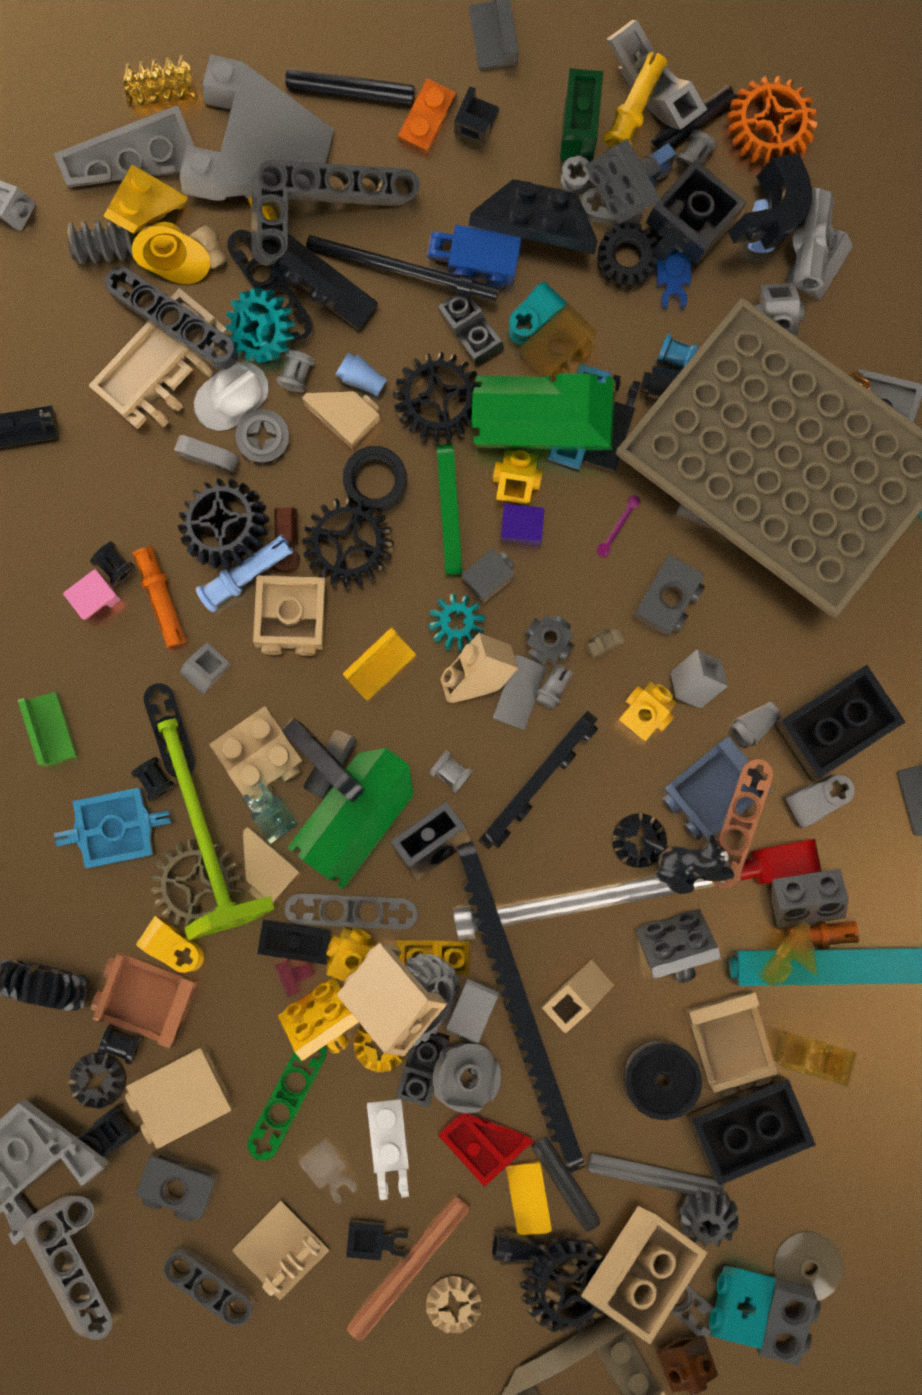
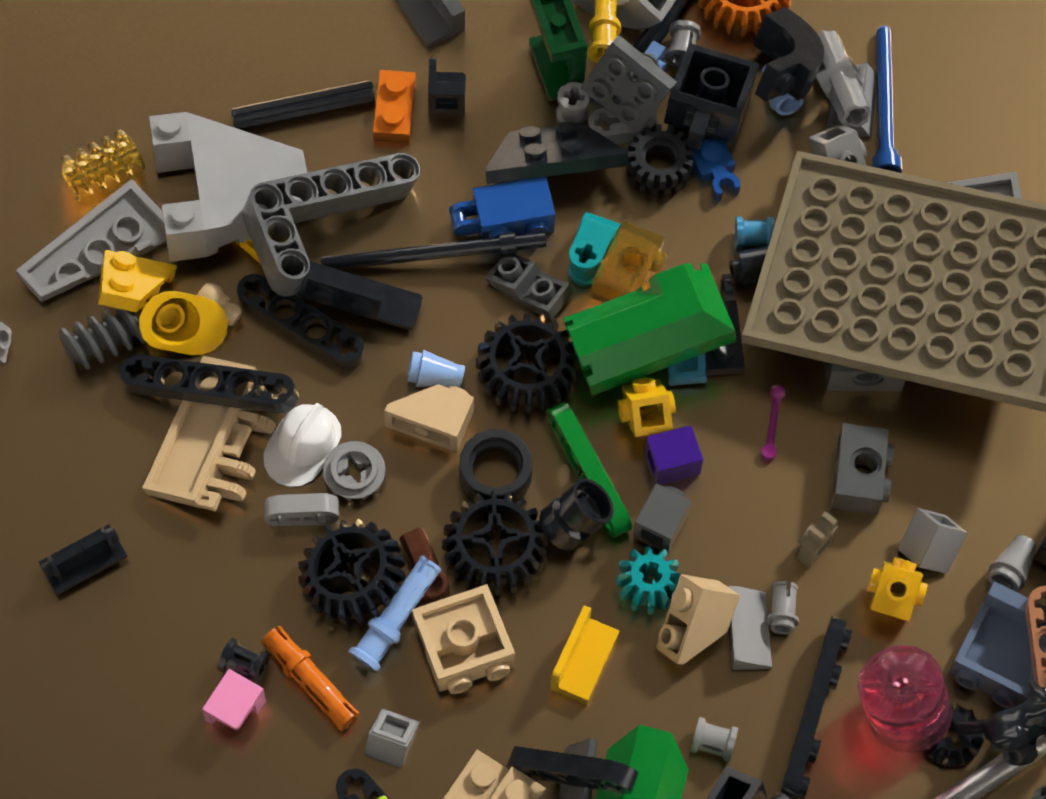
camera: 25 degrees left, 20 degrees down
(261, 326) = (290, 356): teal gear -> none
(302, 363) = (363, 392): light grey bush -> none
(419, 547) = (576, 514): none -> black wheel
(540, 649) = (757, 558): dark grey brick -> none
(614, 822) = (905, 698): none -> clear pink wheel
(821, 330) = (886, 156): none -> blue piece

